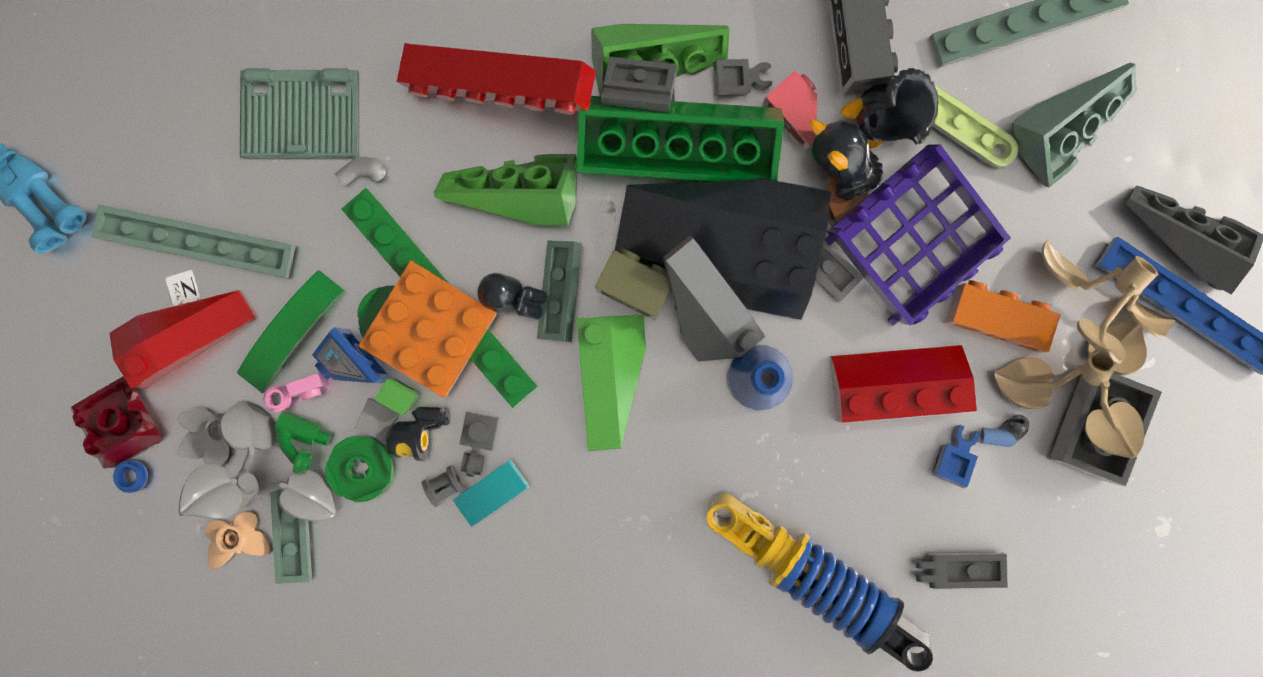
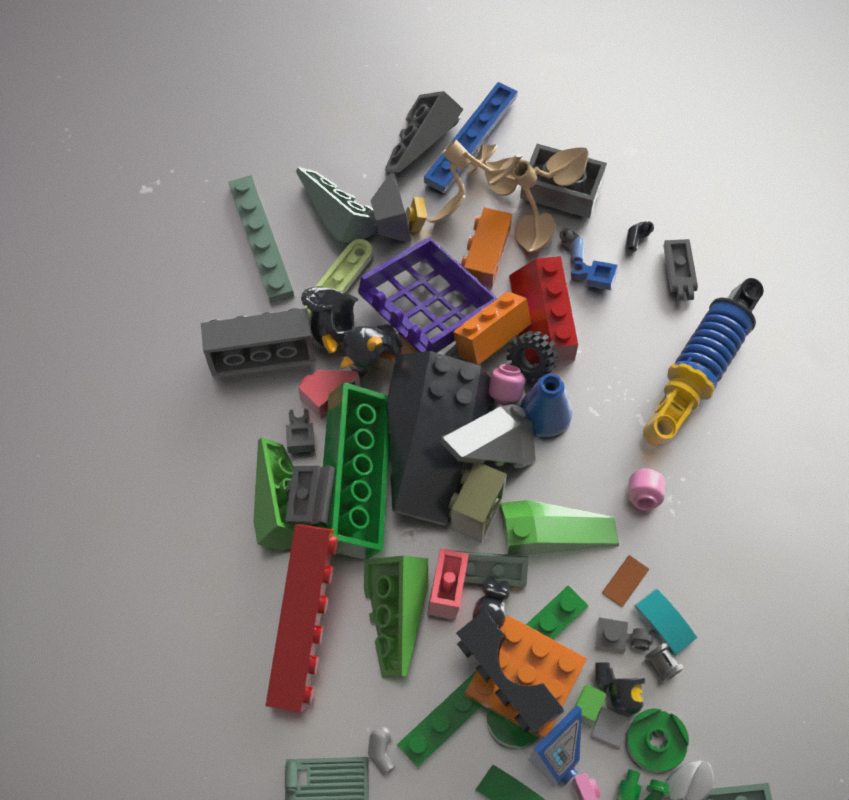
camera: 90 degrees left, 25 degrees down
(384, 329) = (533, 703): none -> black arch
(537, 247) = (447, 584): none -> coral slope
(545, 454) = (625, 580): none -> dark orange sticker
(651, 489) = (646, 489): none -> bright pink head
(793, 329) = (506, 384): none -> bright pink head
(844, 364) = (541, 347): none -> black tyre
(870, 315) = (492, 327): none -> orange brick
(1022, 518) = (637, 232): none -> black arm
(1056, 187) = (389, 211): none -> dark grey slope
(1056, 224) = (416, 214): none -> yellow plate

